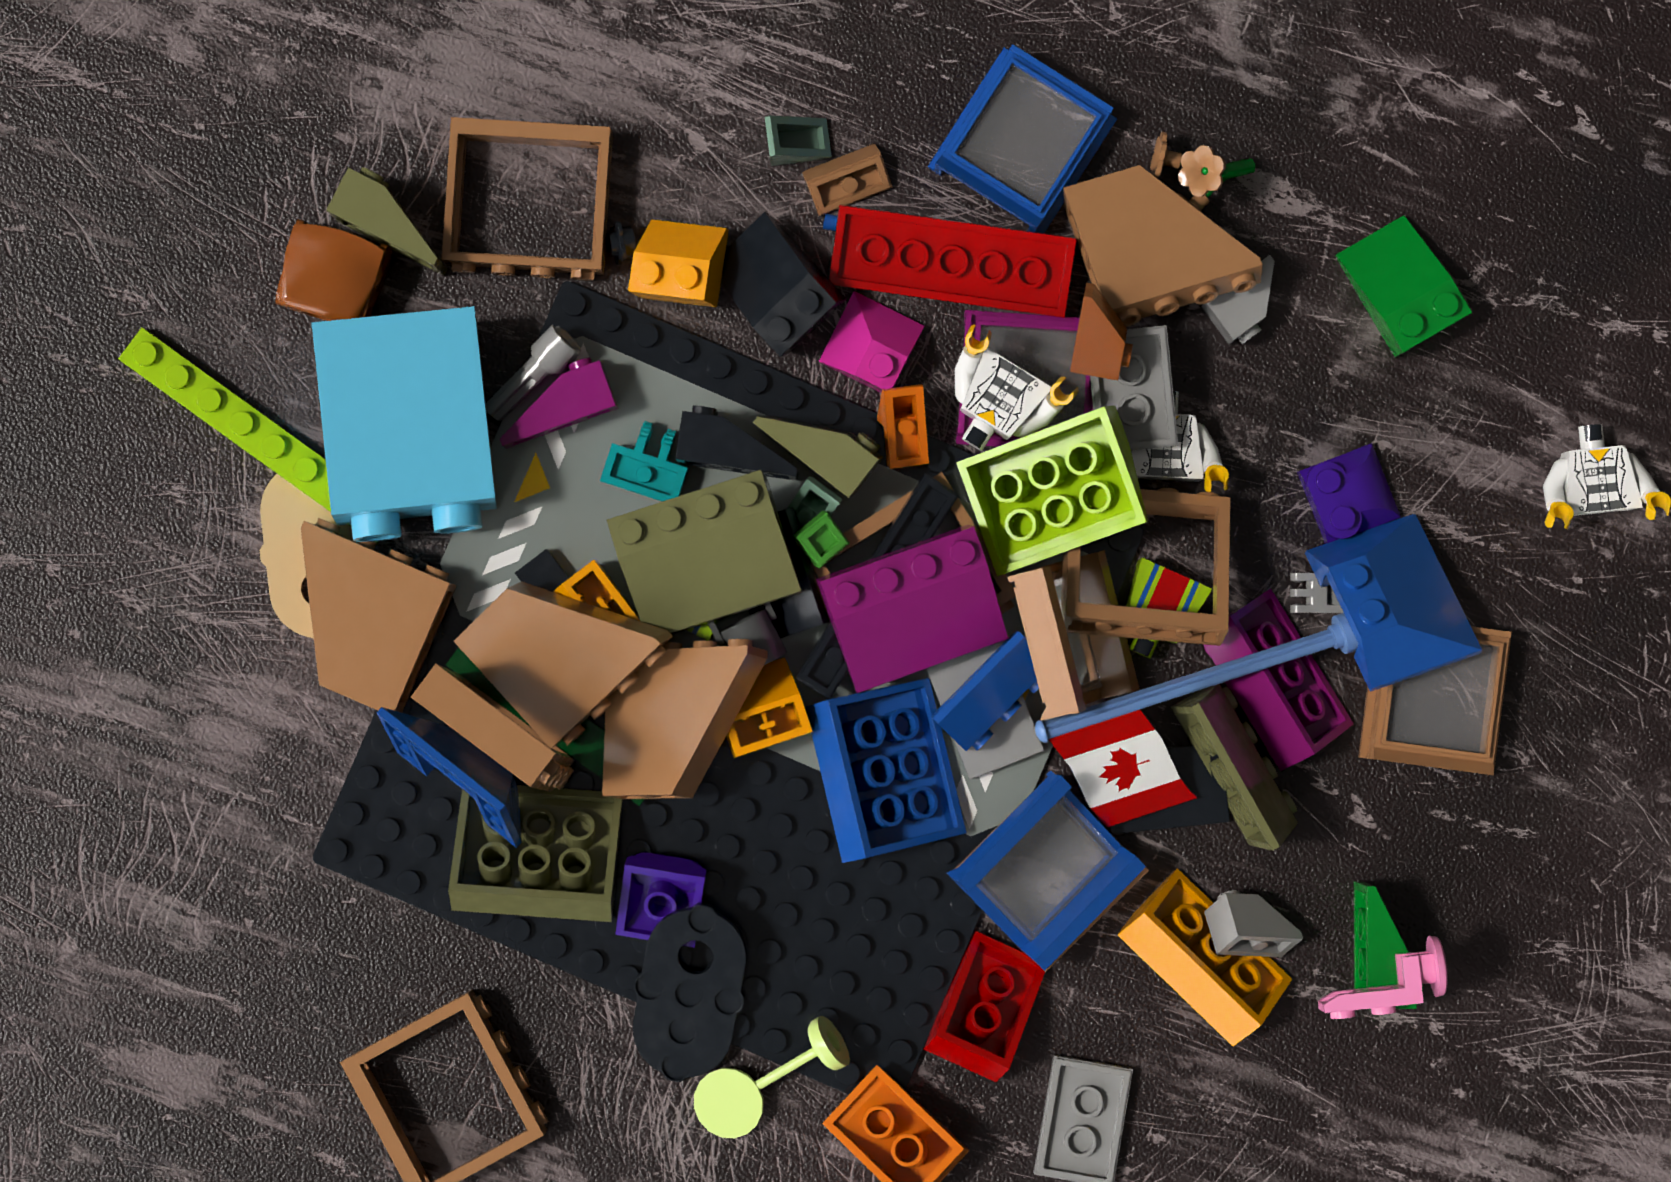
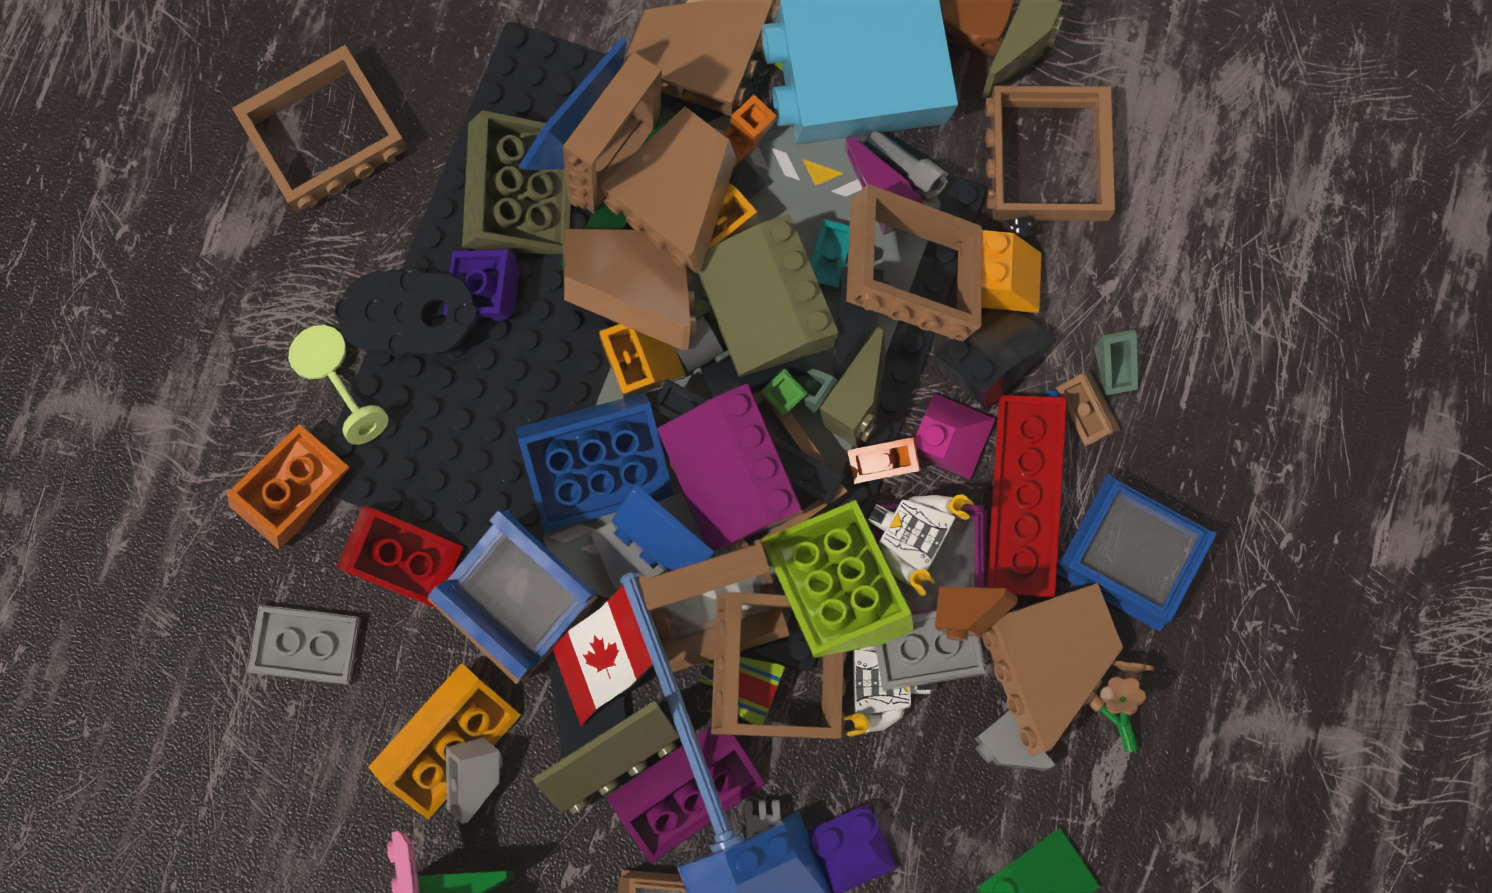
camera: 85 degrees right, 10 degrees down
(478, 567) = (749, 127): none -> orange slope
(712, 439) = (928, 223): none -> medium nougat window

